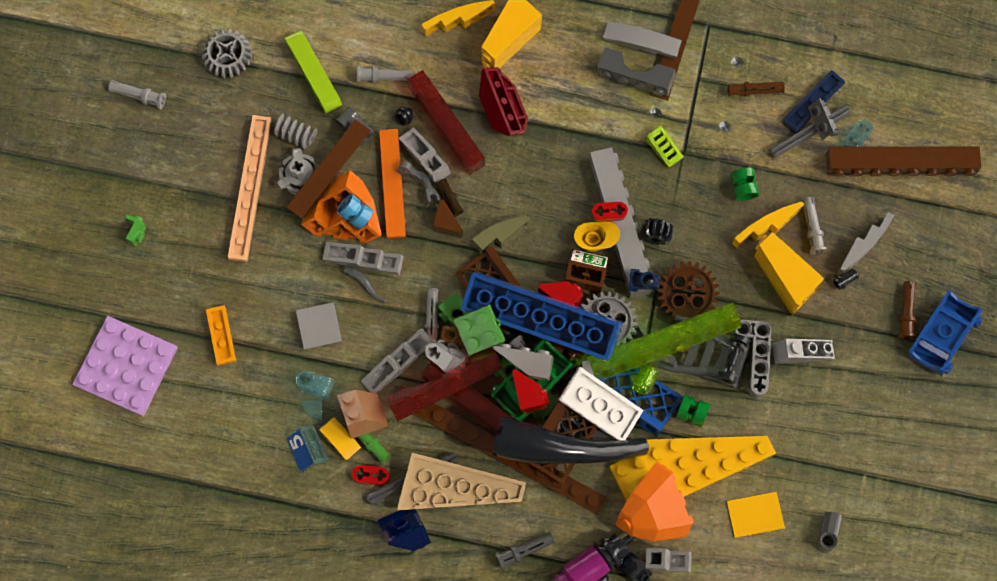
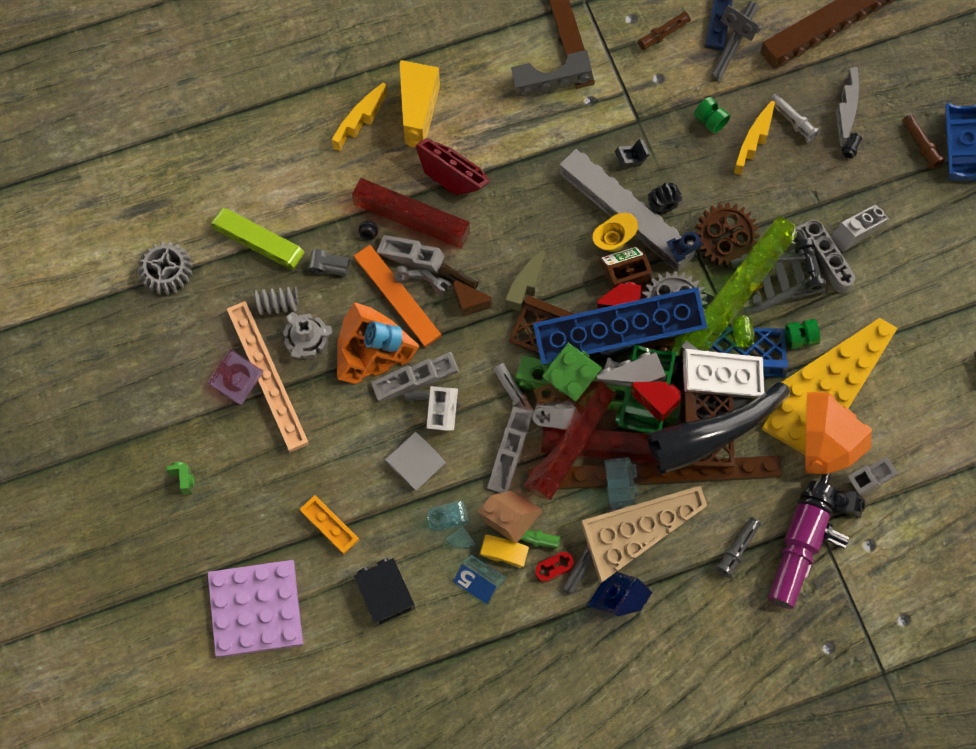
camera: 30 degrees left, 5 degrees down
(145, 95) = (110, 350): light grey pin -> none
(224, 174) = (235, 377): none -> clear pink tile
(228, 413) = (384, 591): none -> black brick
(328, 169) = (332, 315): reddish brown tile -> none
(364, 296) = (442, 408): none -> white brick
(374, 74) = (316, 208): light grey pin -> none
(462, 441) = (620, 482): none -> clear light blue brick
(608, 207) = (611, 201): red beam -> none
(643, 39) = (534, 44): light grey slope -> none
(656, 178) = (632, 155): none -> black bracket
(659, 150) = (621, 119): lime slope -> none
(755, 514) = (916, 392): yellow window -> none
(787, 272) = (801, 167): yellow slope -> none
(855, 134) = (773, 20): clear light blue beam -> none

